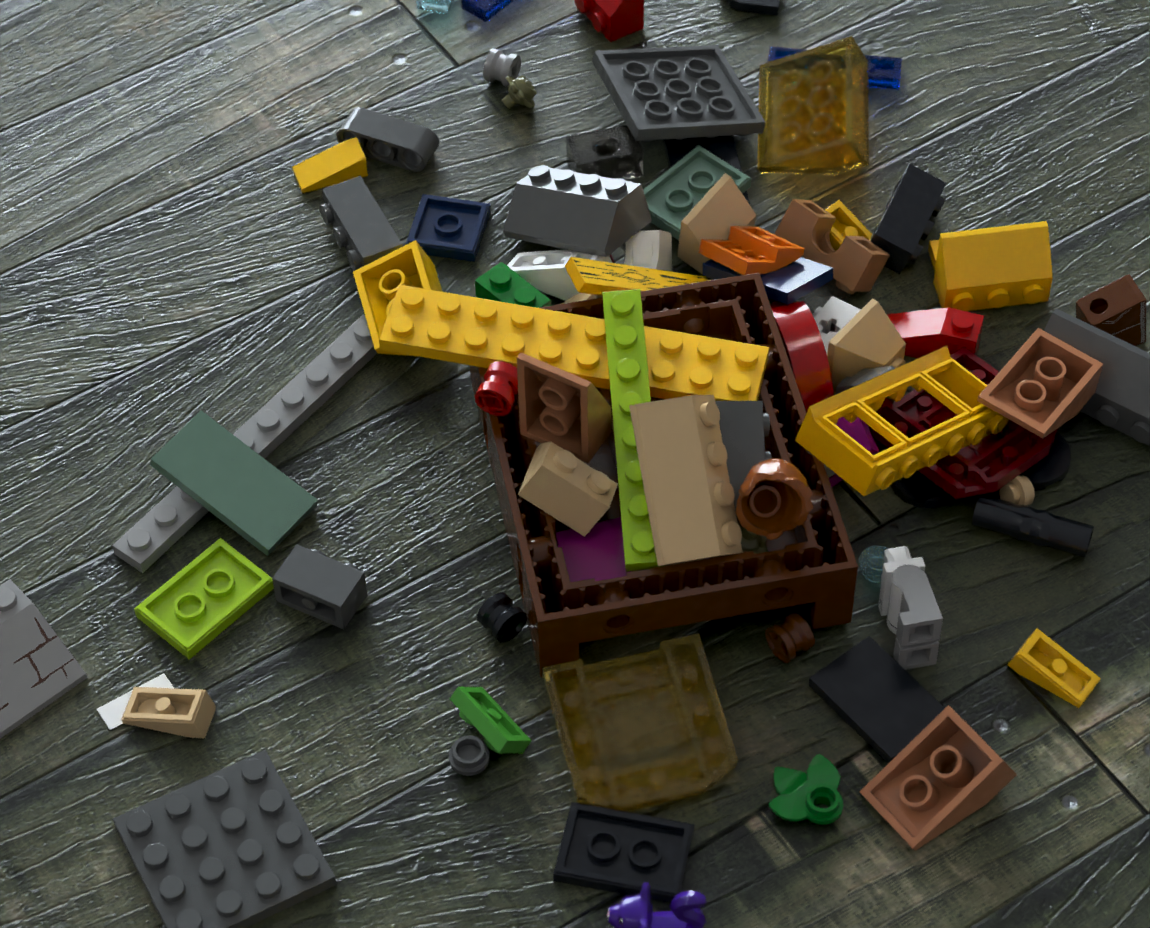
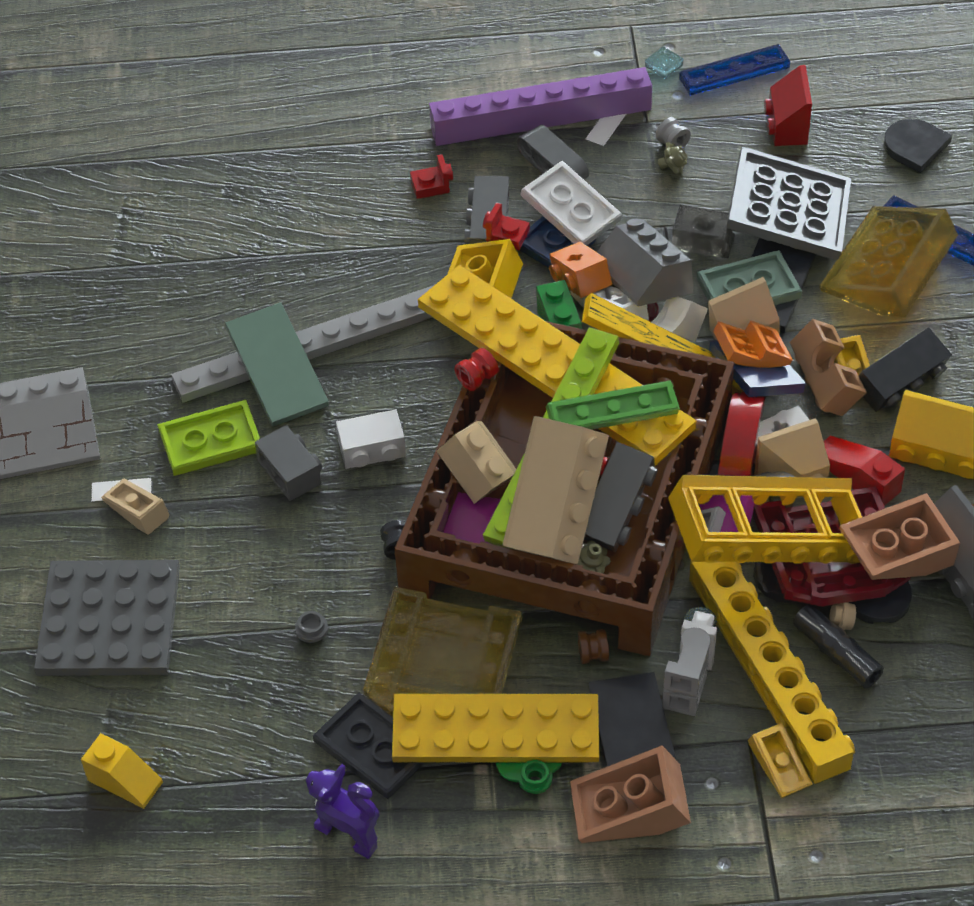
camera: 30 degrees right, 0 degrees up
(268, 213) = (432, 180): none -> red bracket
(332, 166) = (504, 162): yellow slope -> none
(336, 90) = (540, 105): none -> medium lavender brick
(396, 521) = (371, 439): none -> white brick
(399, 230) = (504, 227): none -> red bracket
(417, 86) = (604, 129): none -> white sticker
(447, 180) = (571, 204): none -> white tile
(483, 713) = (340, 608): bright green plate -> none
(510, 240) = (581, 269): none -> orange brick
(561, 408) = (501, 401): nougat slope -> none
(686, 364) = (616, 406): none -> bright green tile
(750, 771) = (495, 728): none -> yellow plate
(773, 498) = (613, 532): dark orange hair -> none
(987, 576) = (819, 758): none -> yellow brick

